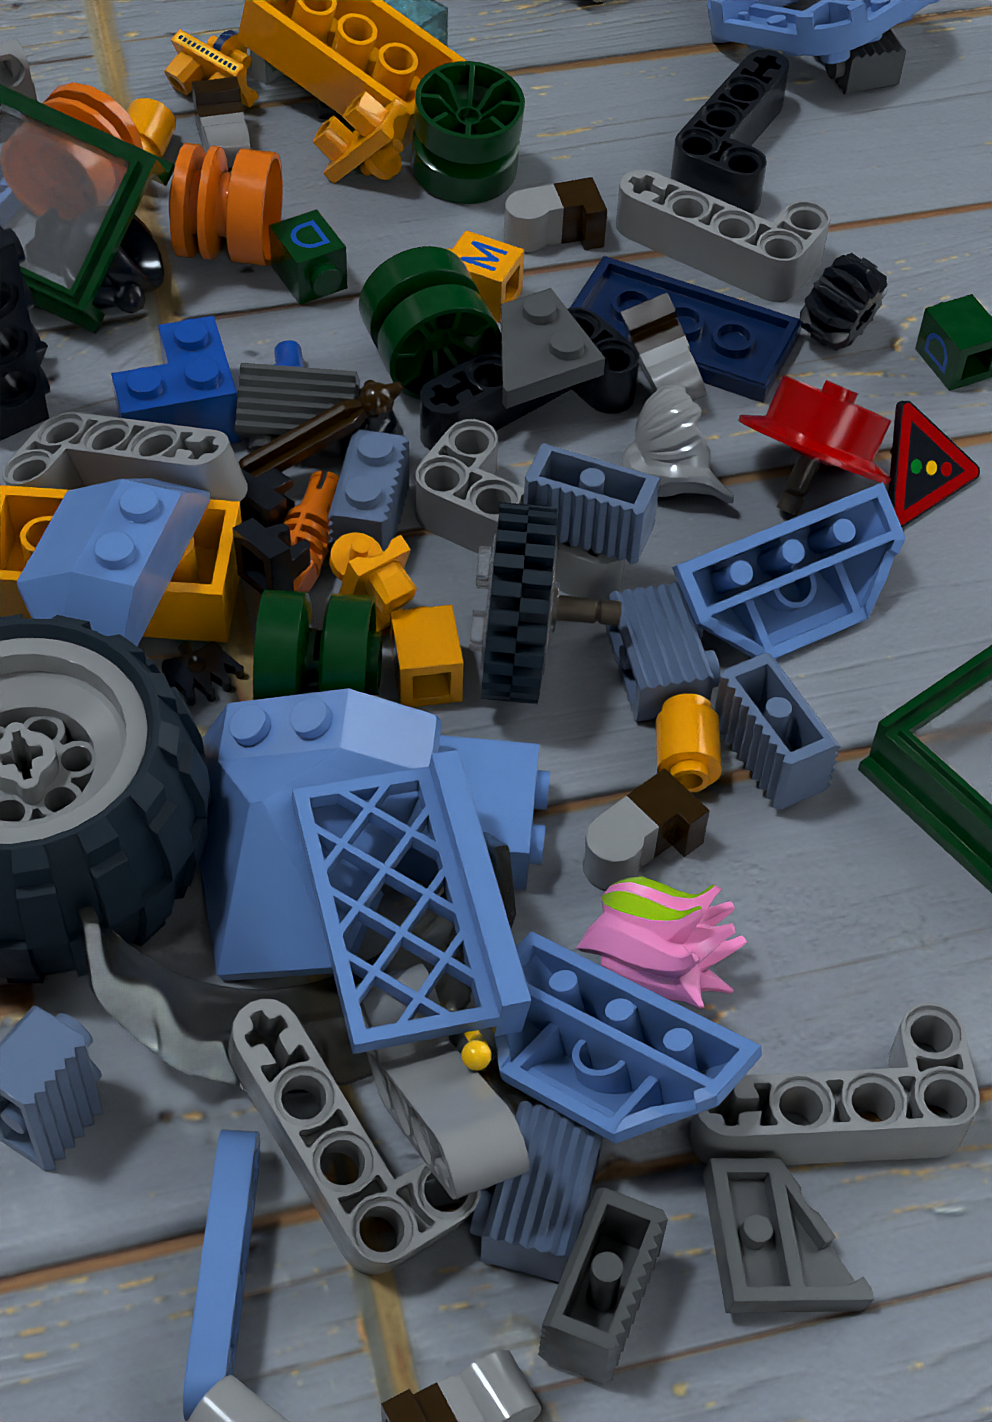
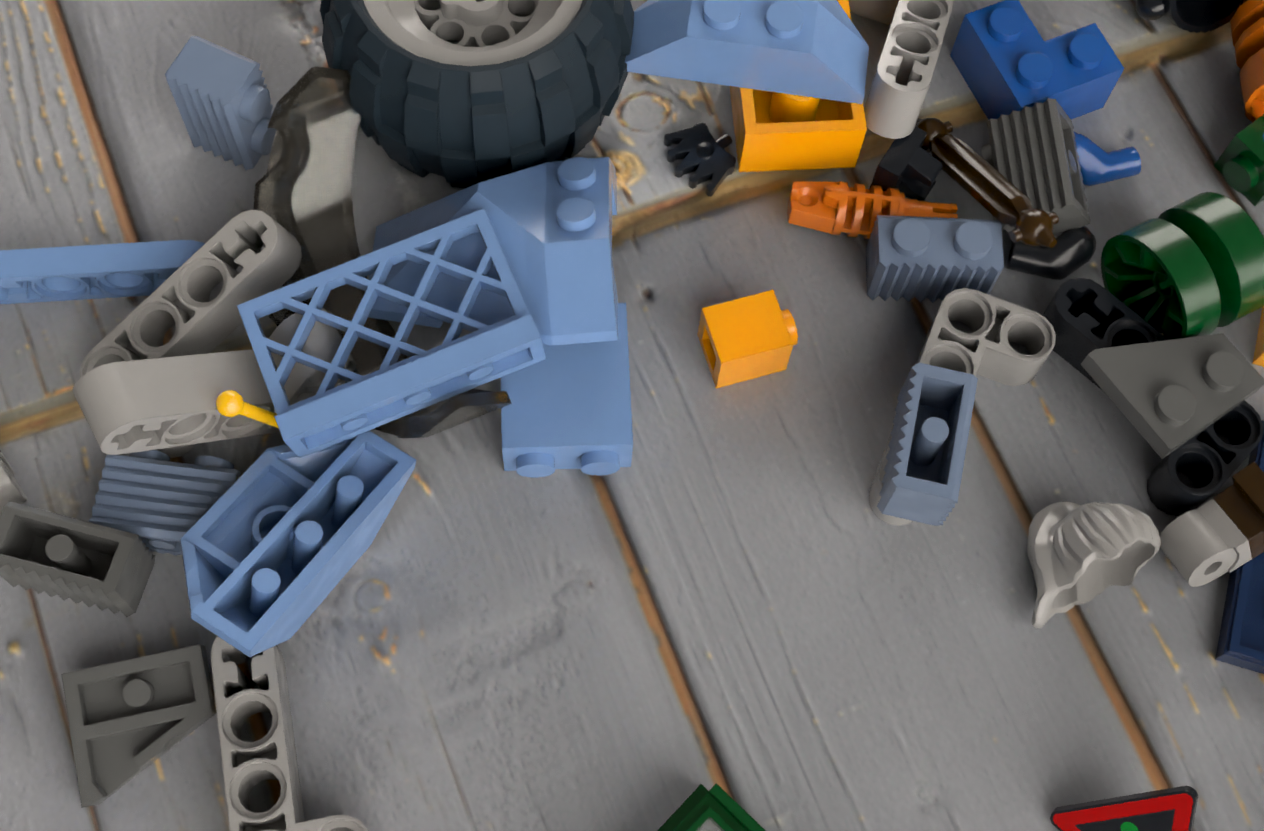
camera: 80 degrees right, 15 degrees up
(267, 557) = (808, 168): black tile -> none
(299, 659) = (699, 231): dark green wheel -> none
(373, 572) = (815, 270): light orange hips -> none
(524, 603) = (785, 396): black wheel -> none
(641, 828) = (580, 566): leg -> none
(660, 649) = (796, 562): sand blue brick -> none
(663, 938) = (418, 577): bright pink hair -> none
(689, 741) = (681, 597): light orange brick -> none
(775, 731) = (699, 677): sand blue brick -> none
(796, 576) = (922, 687): medium blue wedge -> none
(822, 429) = (1126, 704): red piece -> none

